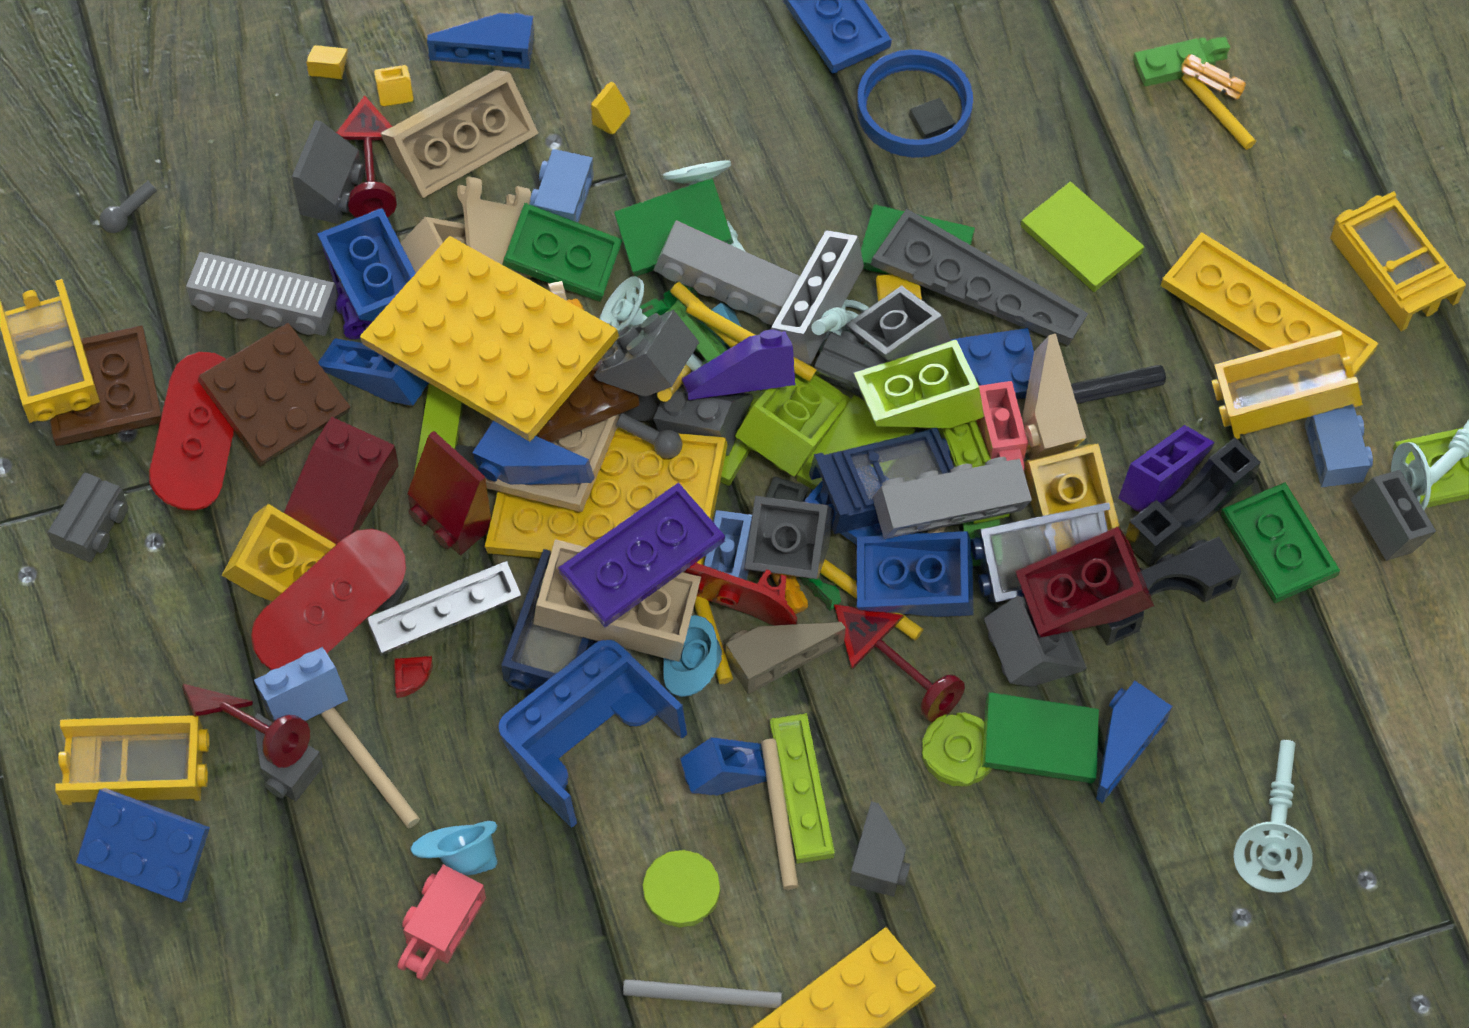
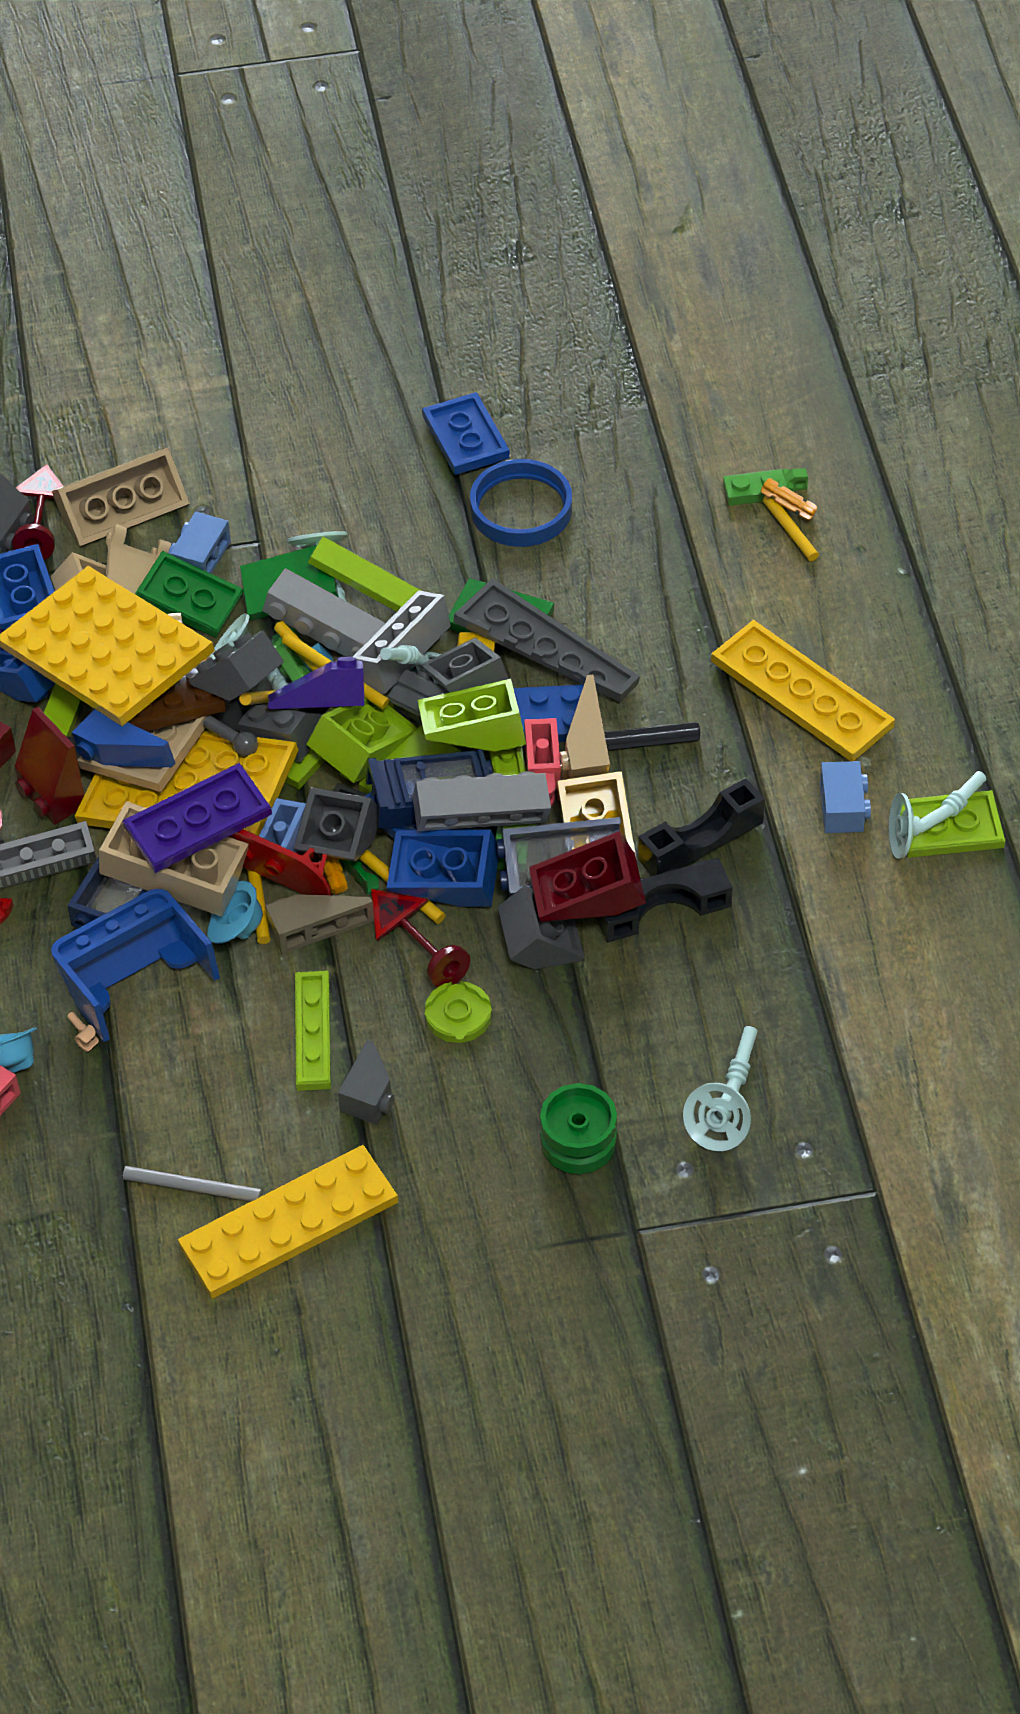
camera: 10 degrees right, 10 degrees down
(326, 62) = (19, 436): yellow slope -> none
(394, 85) = (73, 458): yellow slope -> none
(491, 41) = (157, 428): blue slope -> none
(551, 823) = (86, 1038): none -> light nougat hand
(609, 109) = (253, 487): yellow slope -> none
(681, 888) = (190, 1099): lime tile -> none
(723, 766) = (247, 1004): blue slope -> none
(760, 216) = (361, 574): none -> lime tile
(779, 814) = (288, 1048): tan bar -> none
(931, 118) = (533, 514): pearl dark grey tile -> none
(1040, 737) = (530, 1007): green tile -> none
(1082, 236) = (648, 617): lime tile -> none
(1124, 886) = (578, 1128): none -> green wheel
(1132, 726) = (613, 1006): blue slope -> none
(1164, 468) = (680, 801): dark purple slope -> none
(1280, 542) = (777, 872): green tile -> none
(1286, 384) = (801, 741): yellow door -> none
(1393, 515) = (879, 854): dark grey brick -> none
(1395, 259) = (924, 654): yellow door -> none

